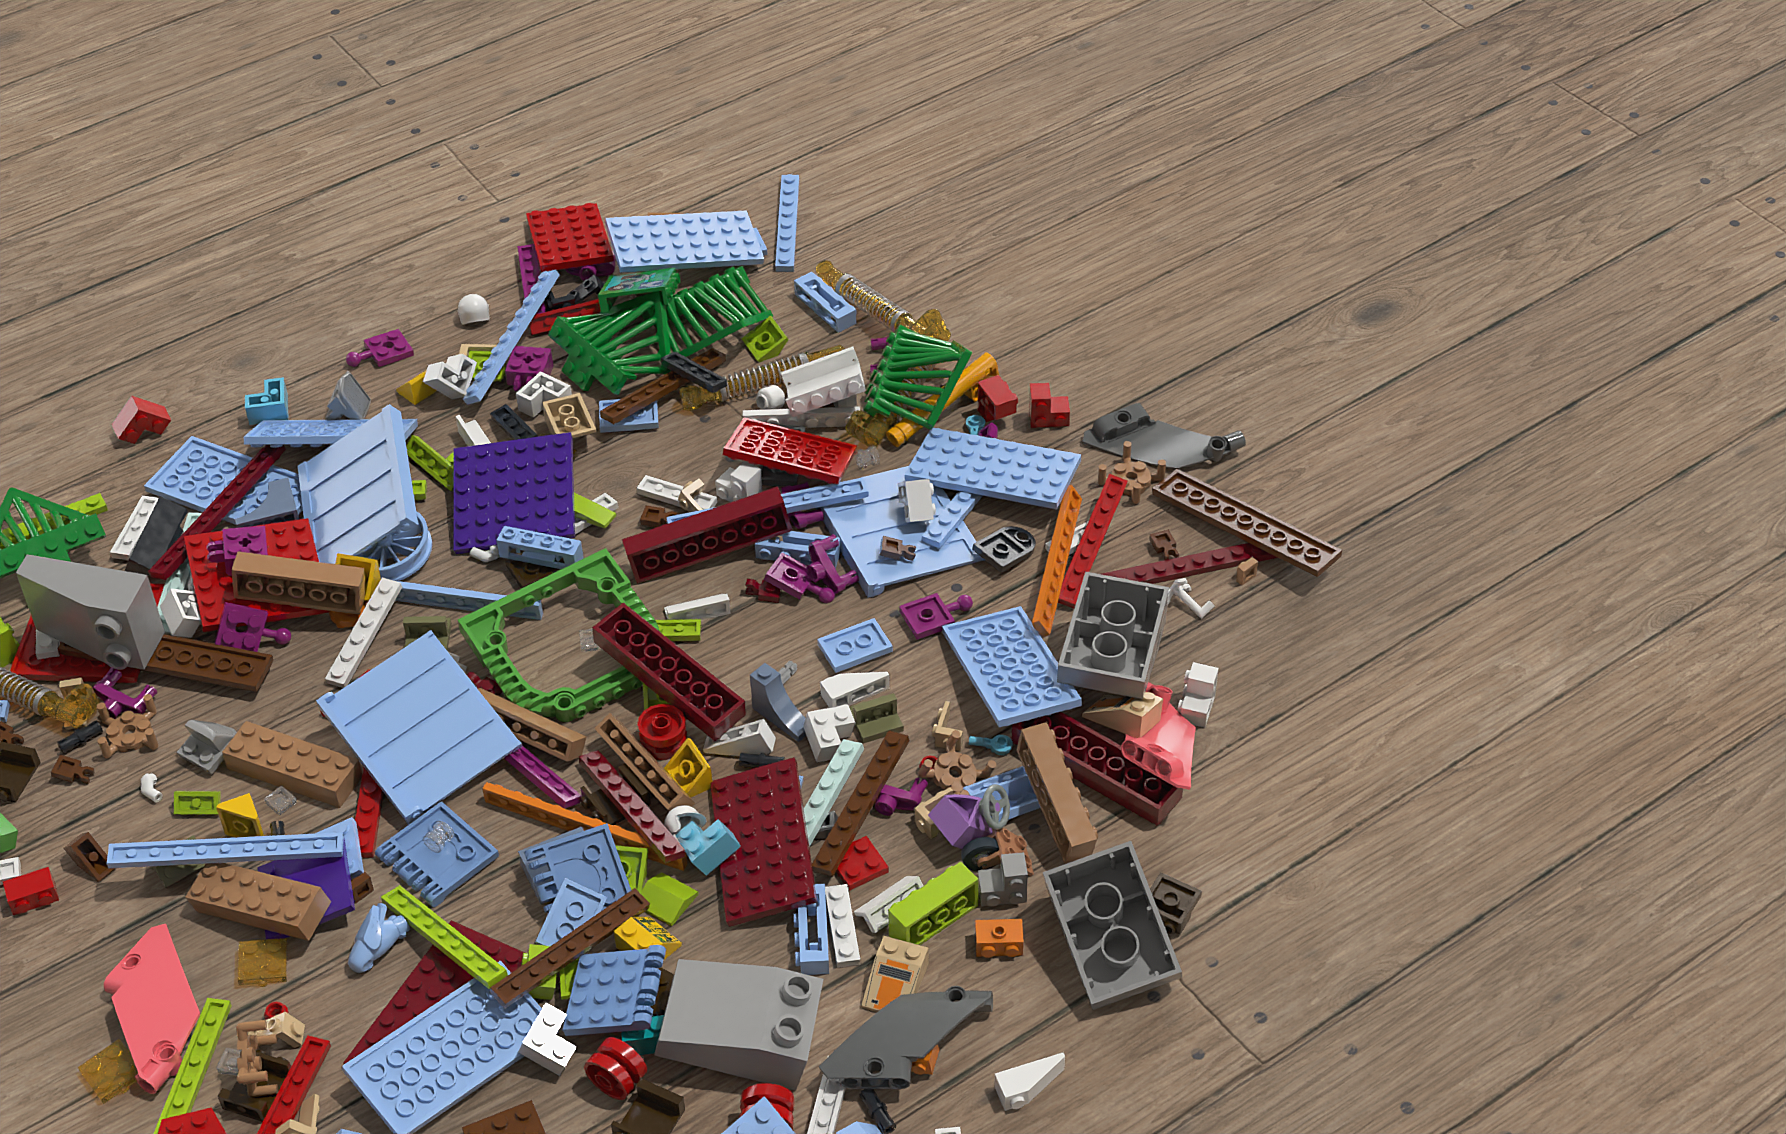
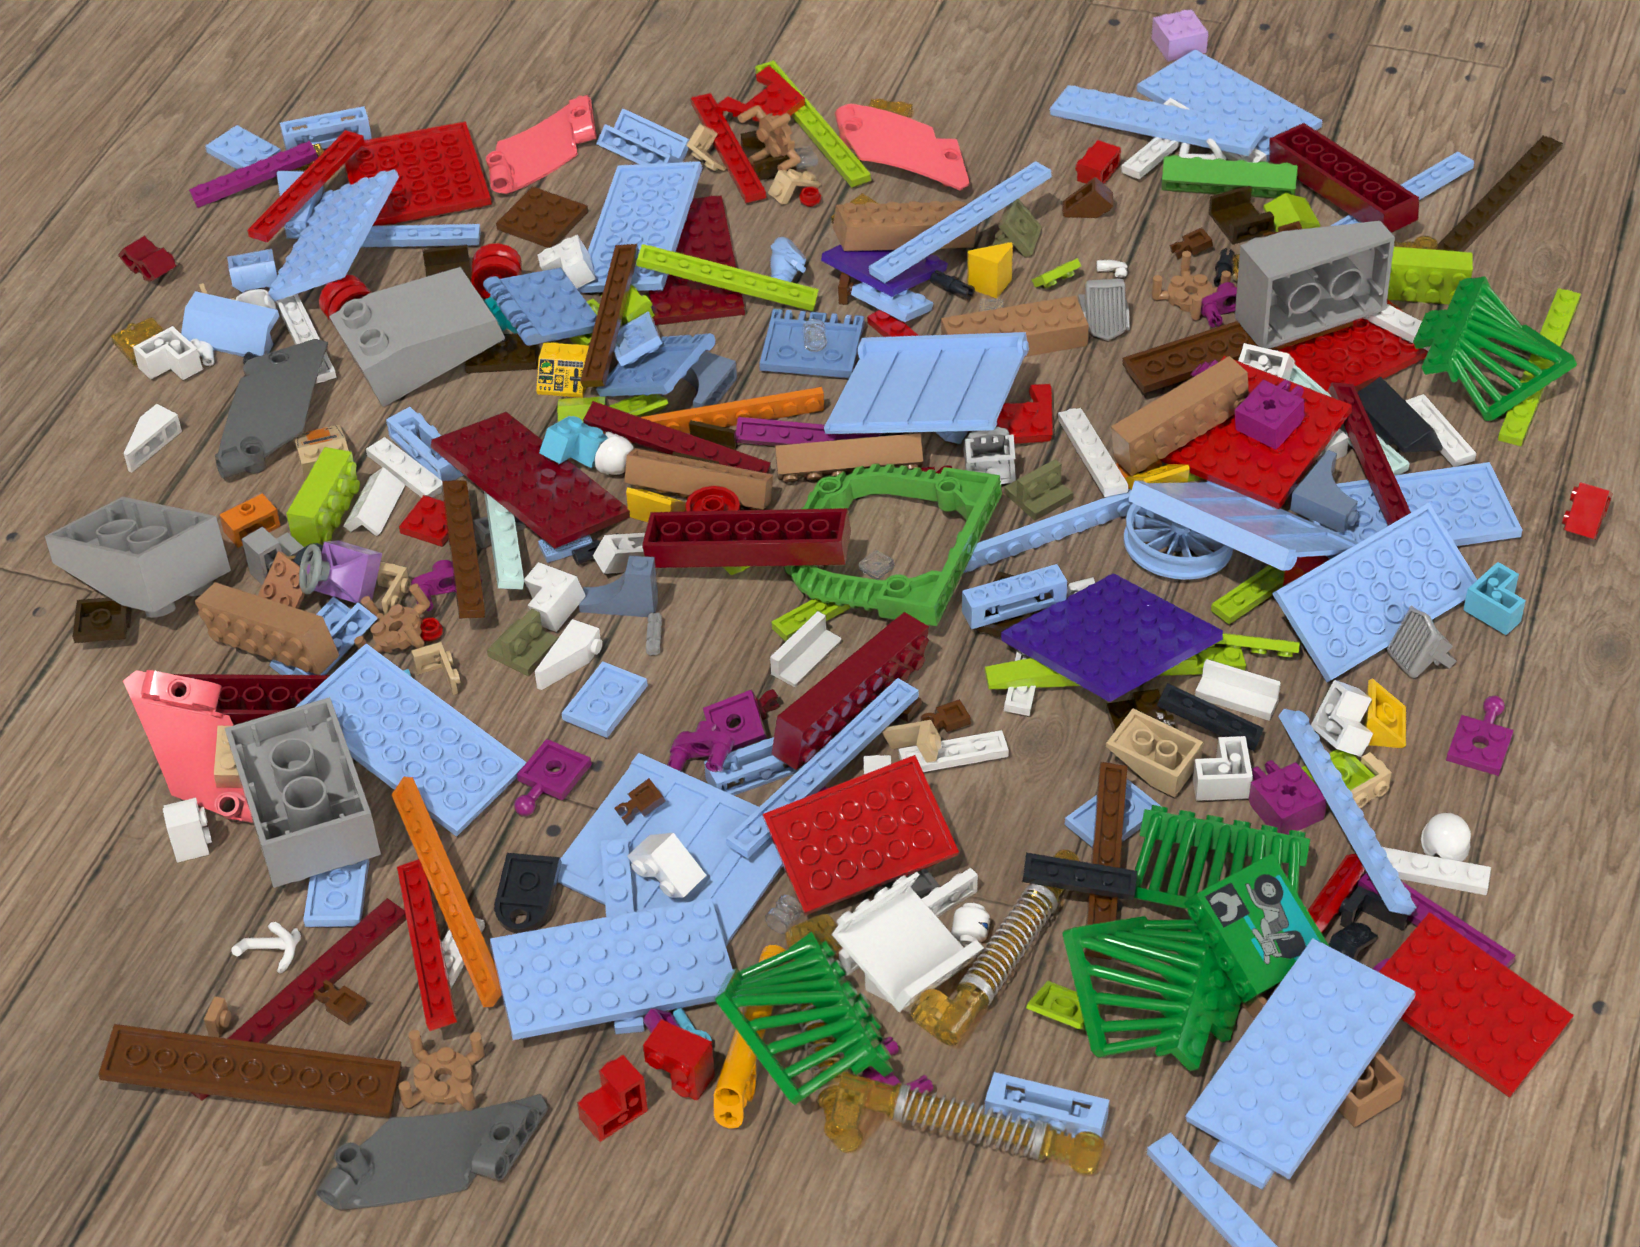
camera: 145 degrees right, 0 degrees up
(497, 304) = (1440, 871): none -> white plate

